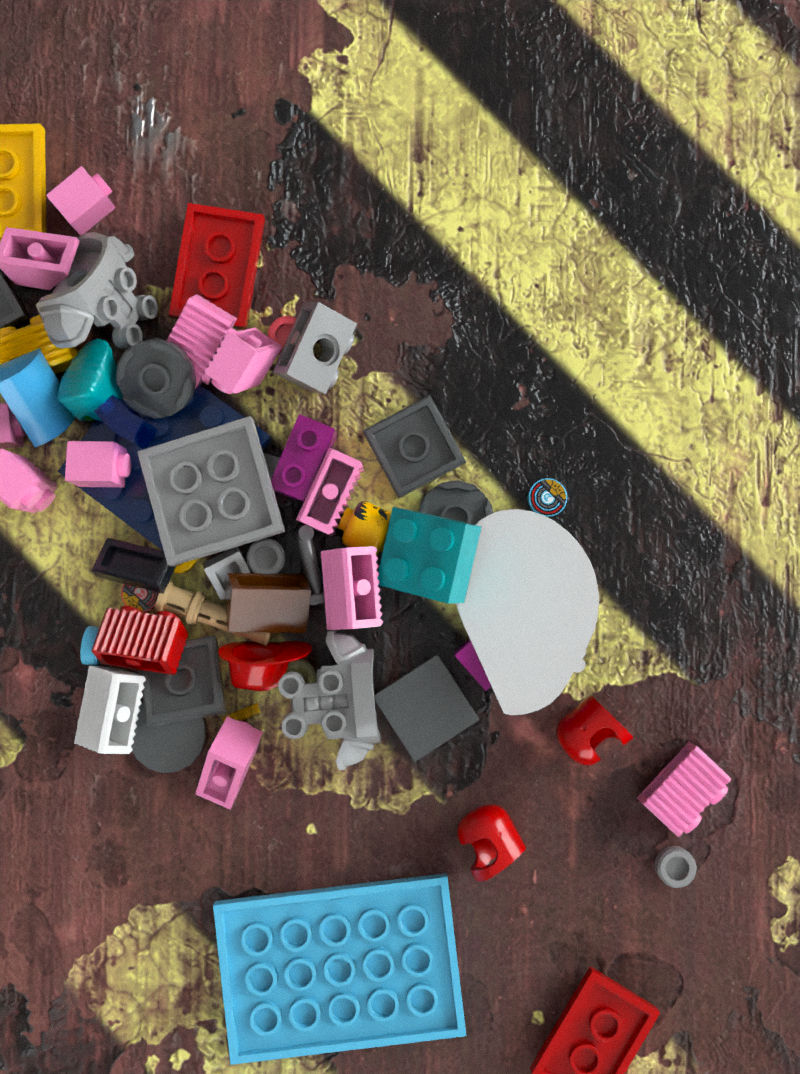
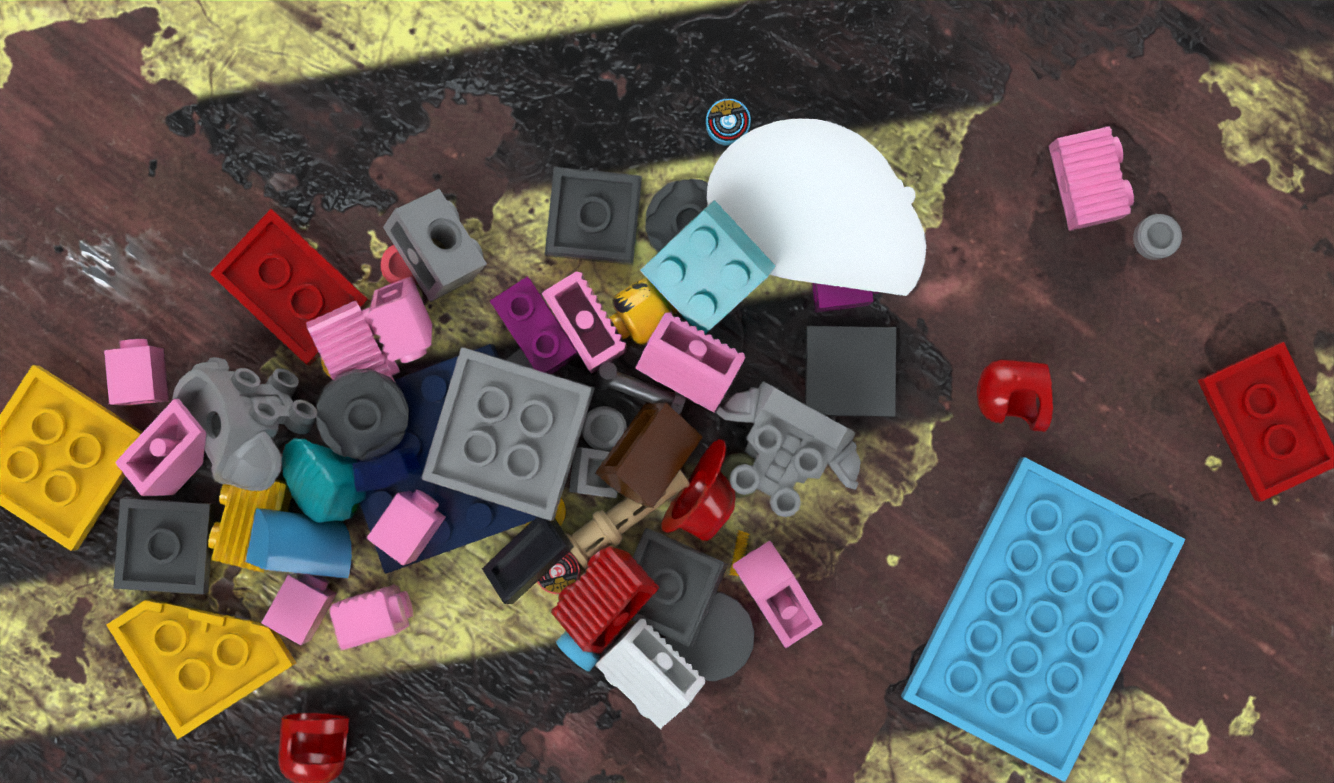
camera: 55 degrees left, 0 degrees up
(586, 728) = (971, 229): red helmet -> none

